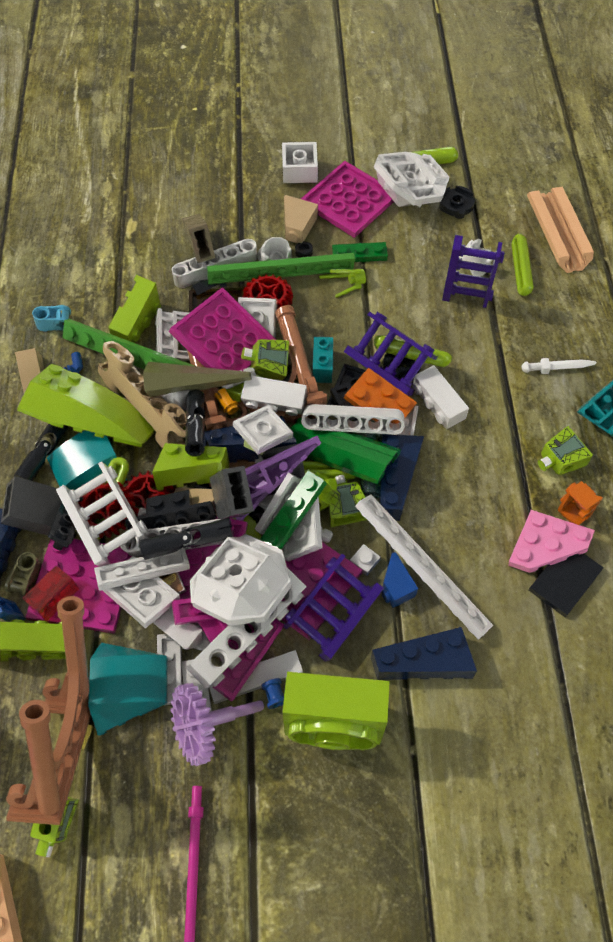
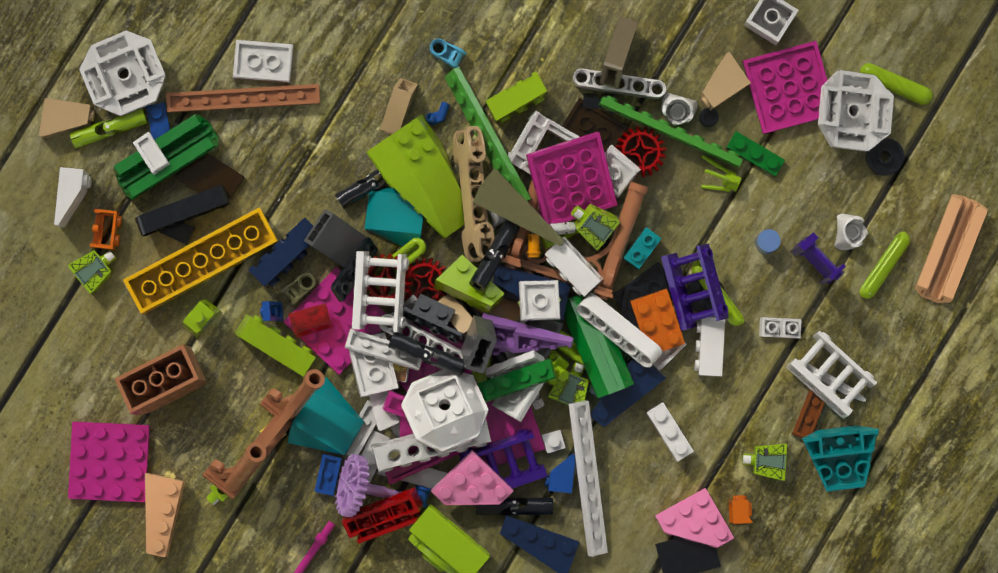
camera: 30 degrees right, 25 degrees up
(161, 737) = (328, 474): none -> blue plate
(242, 734) = (385, 510): none -> red brick
(317, 639) = (472, 484): none -> bright pink plate
(376, 638) = (534, 506): none -> black piece
(420, 298) = (767, 241): none -> medium blue piece
(461, 482) = (669, 432): none -> white brick
(482, 353) = (780, 327): none -> white slope
(554, 369) = (828, 393): none -> white fence
(561, 397) = (808, 415): none -> dark orange tile

